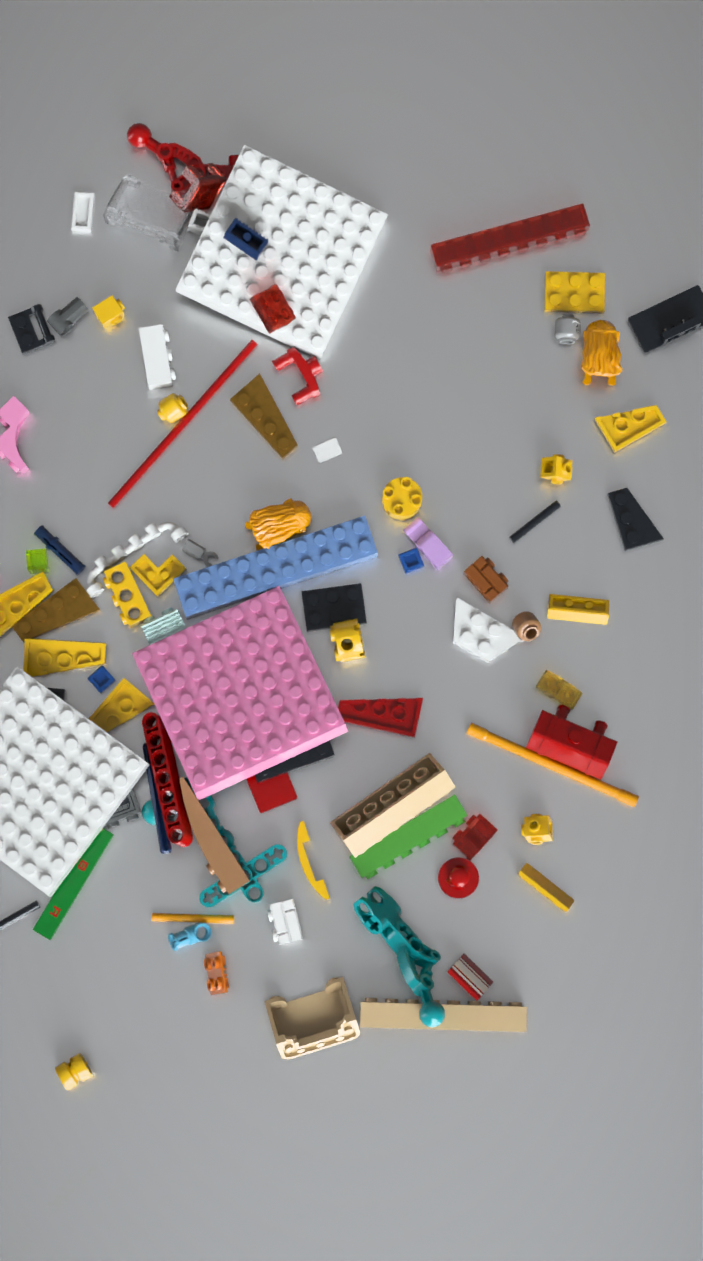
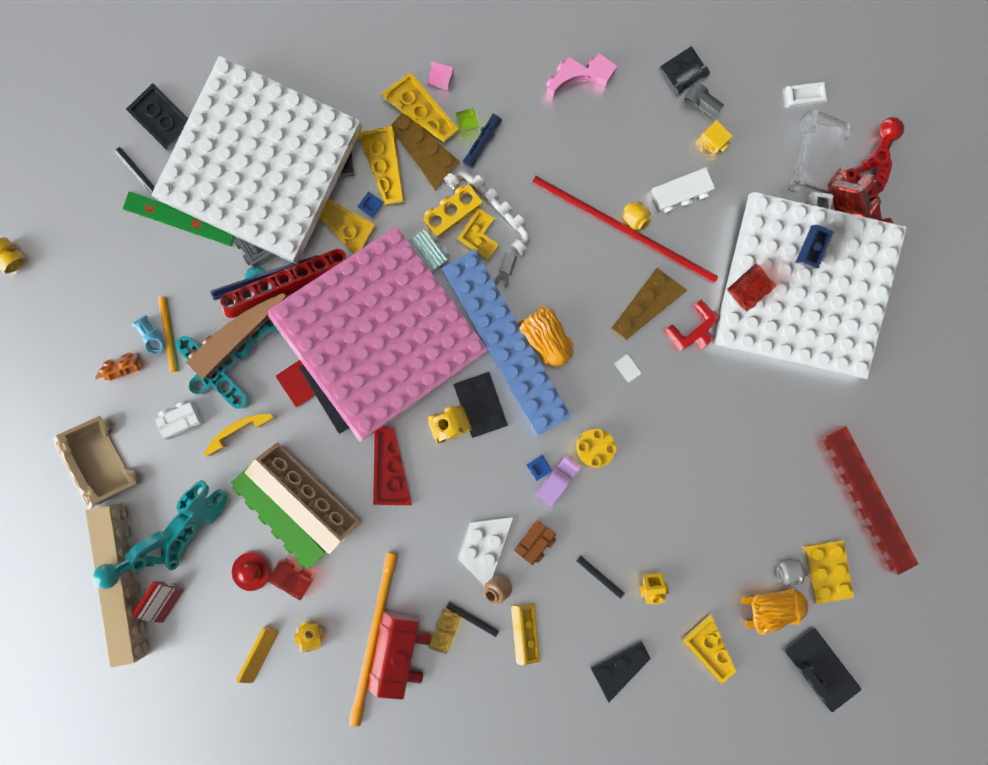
camera: 75 degrees right, 5 degrees up
(553, 659) = (472, 619): none -> black bar

